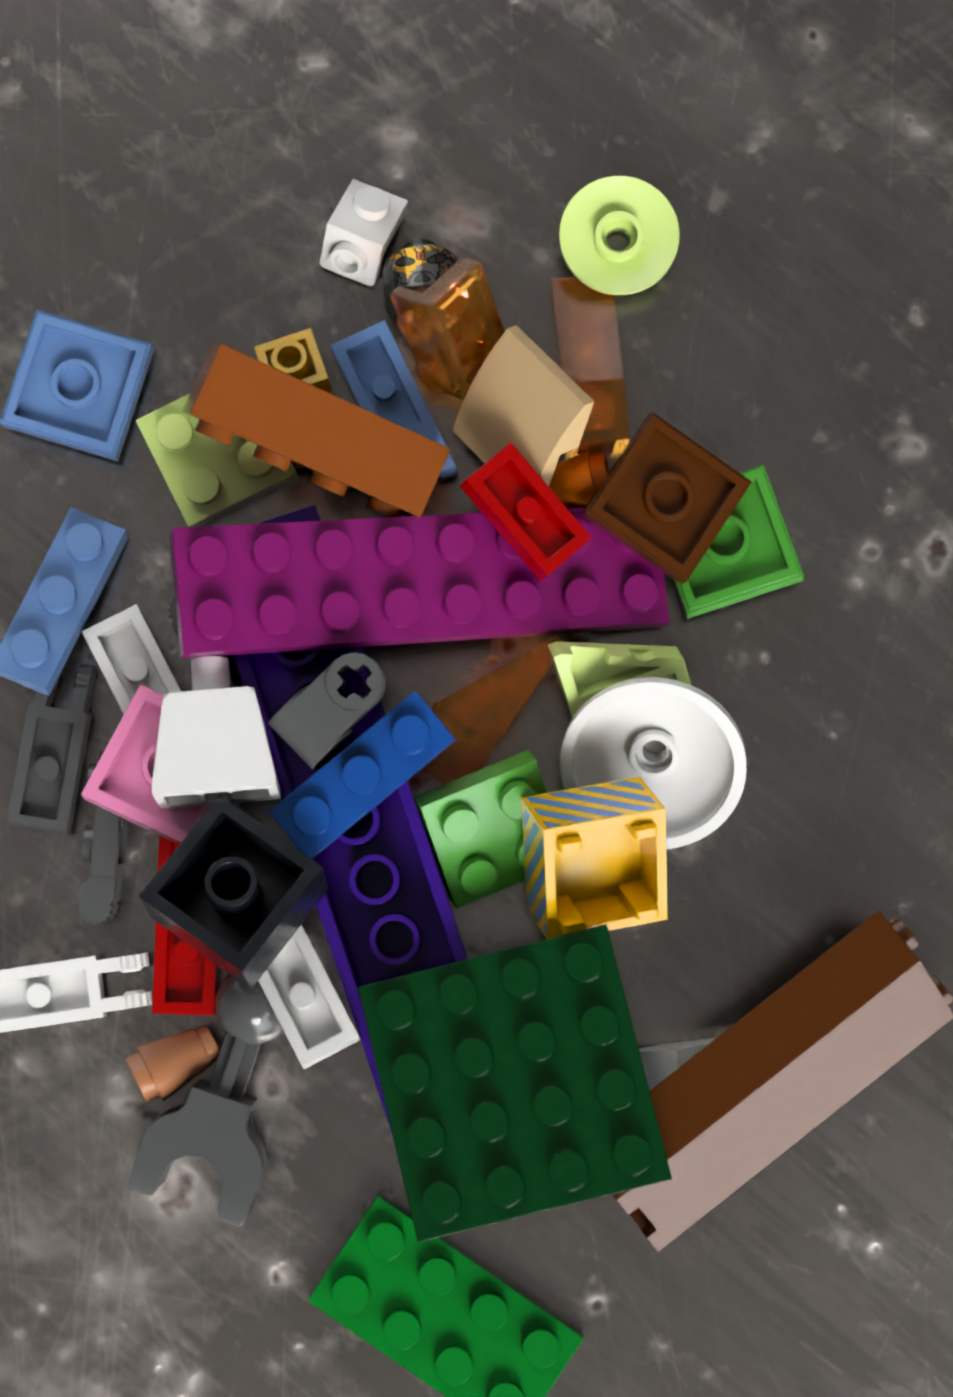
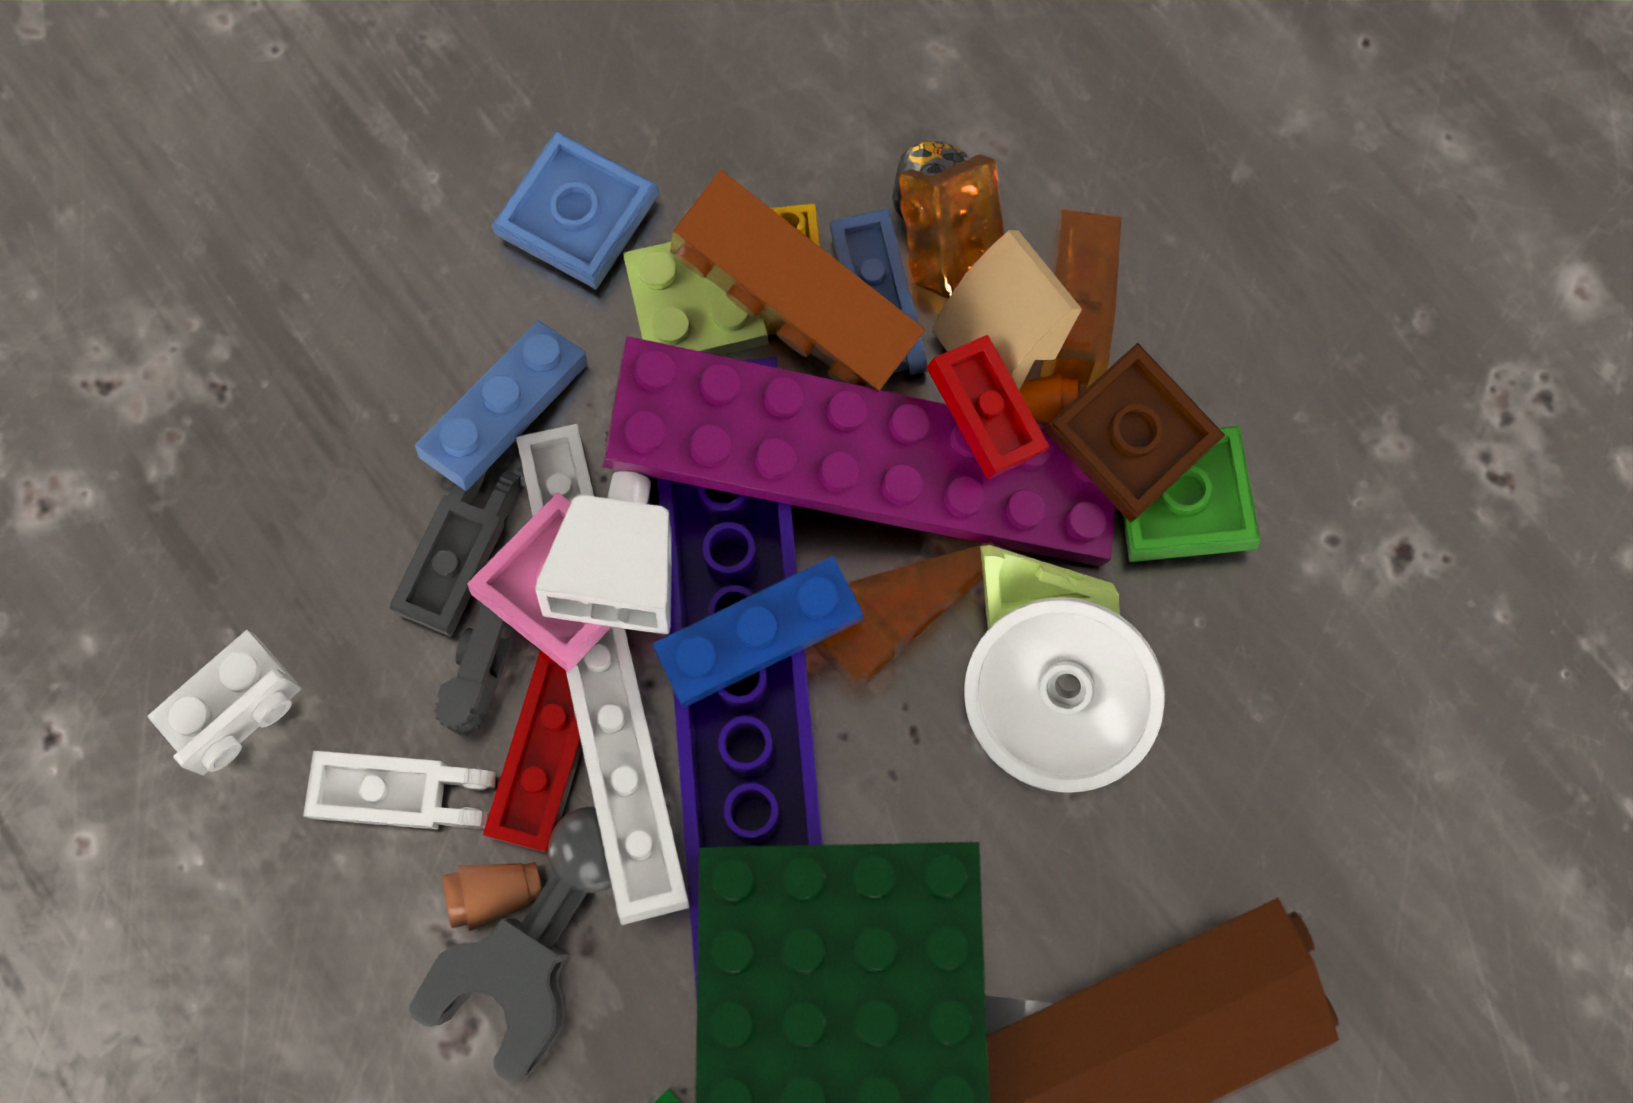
camera: 20 degrees right, 10 degrees down
(235, 891) = (595, 714): black brick -> none
(320, 714) = (736, 555): dark grey piece -> none
(361, 232) = (884, 126): white bracket -> none
(478, 827) = (880, 724): bright green plate -> none
(595, 857) = (983, 774): yellow container -> none
(622, 207) = (1142, 156): yellowish green dish -> none

